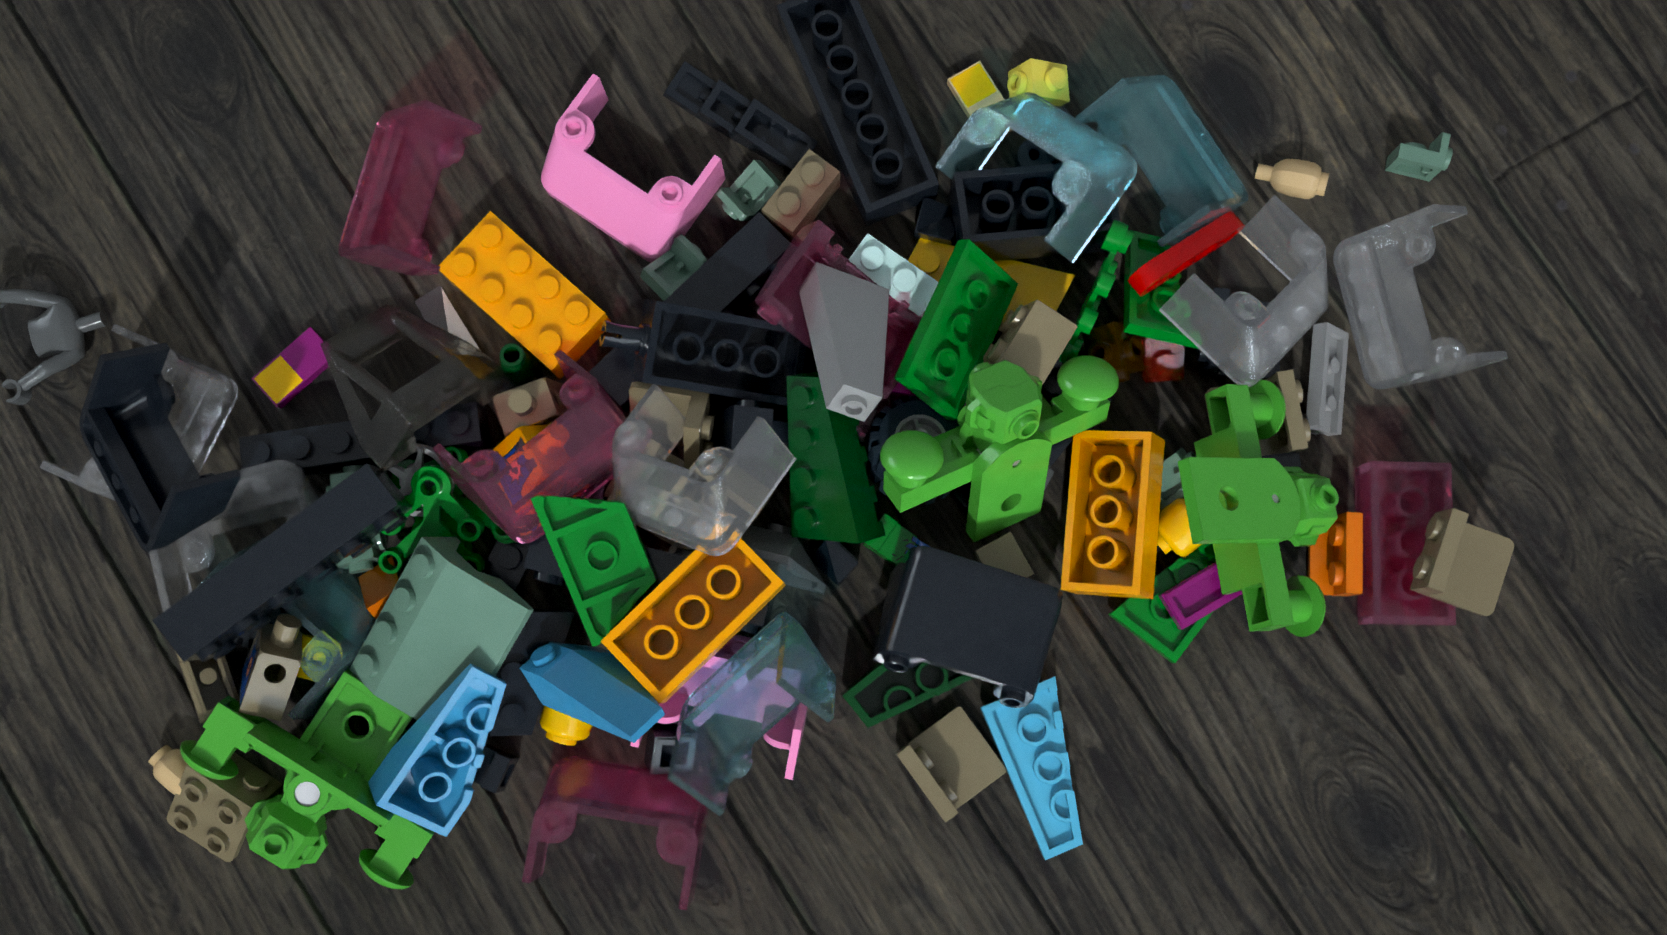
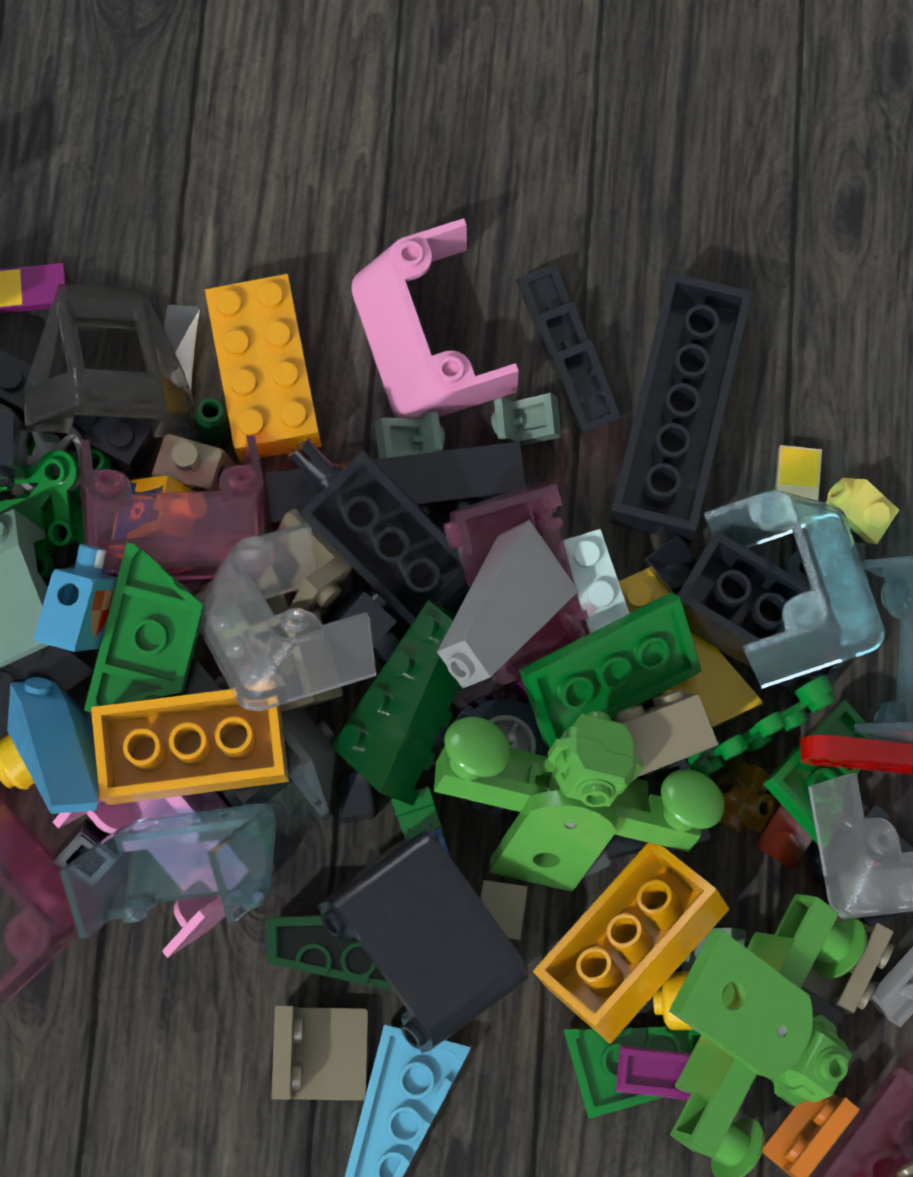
camera: 35 degrees right, 5 degrees down
(399, 186) = (227, 199): clear pink windscreen -> none
(528, 571) = (77, 603): none -> dark azure torso
(802, 195) = (569, 454): dark tan brick -> none

